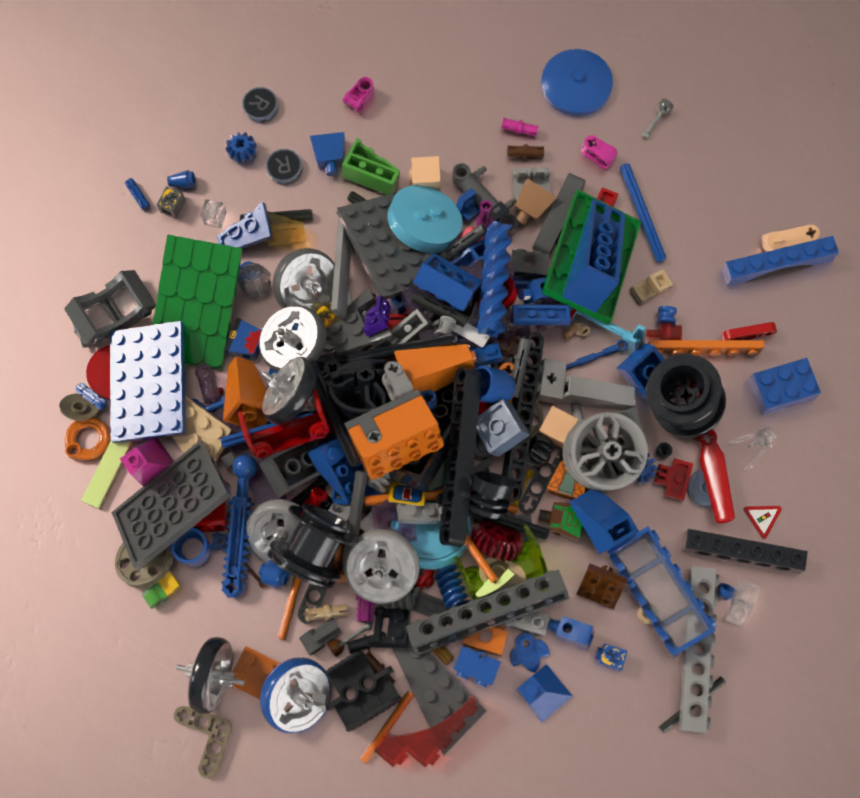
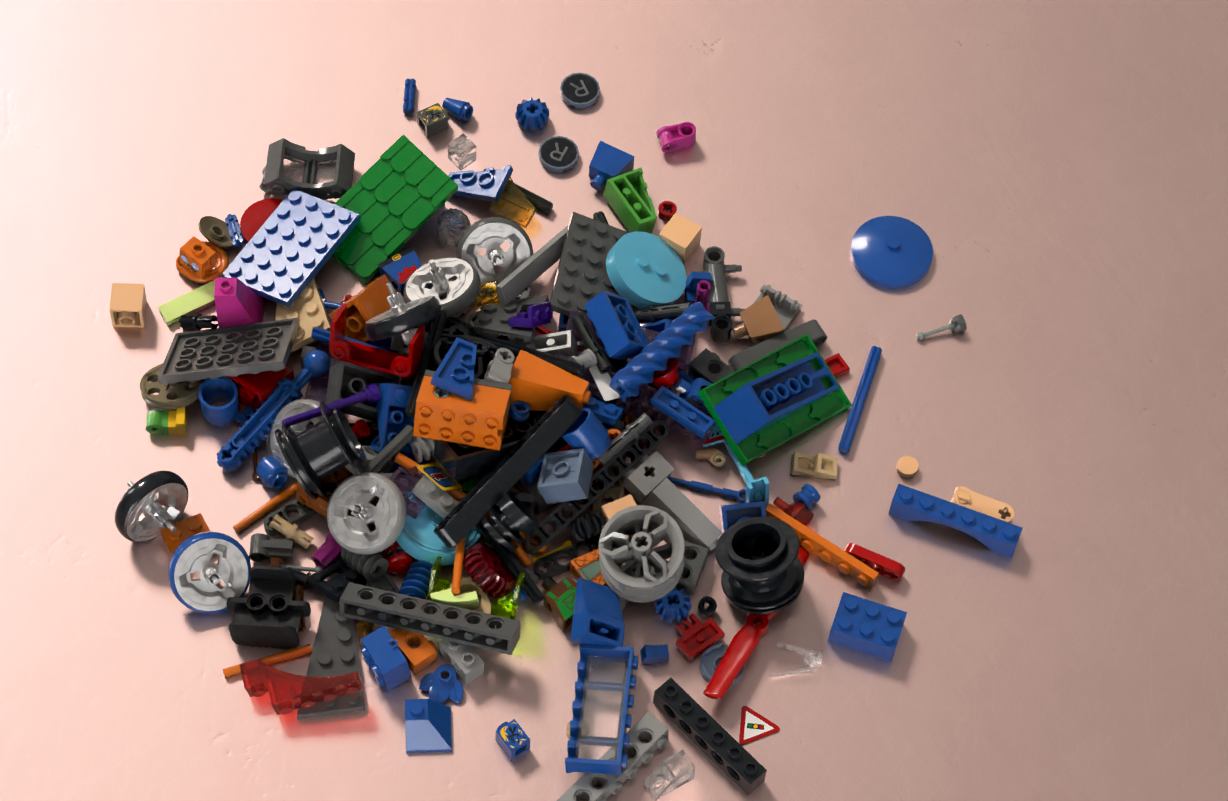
camera: 30 degrees right, 15 degrees down
(58, 517) = (128, 305): none -> light nougat head
(82, 441) = (197, 257): none -> orange head
(123, 491) = (198, 321): none -> black axle
(208, 384) = (342, 284): piece -> none
(210, 729) = (116, 558): dark tan beam -> none
(308, 466) = (370, 393): none -> dark purple piece
(370, 408) = (457, 369): none -> blue wing
(400, 162) = (666, 205): none -> red bush
(519, 127) = (803, 254): dark pink pin -> none
(525, 151) = (791, 278): reddish brown pin -> none
(581, 633) = (495, 694): blue torso -> none
(599, 152) = (860, 320): dark pink piece -> none
(602, 585) = (552, 672): reddish brown plate -> none
(656, 514) = (655, 654): none -> blue piece
(713, 242) = (907, 466): none -> light nougat tile
(725, 591) = (661, 756): blue hinge -> none

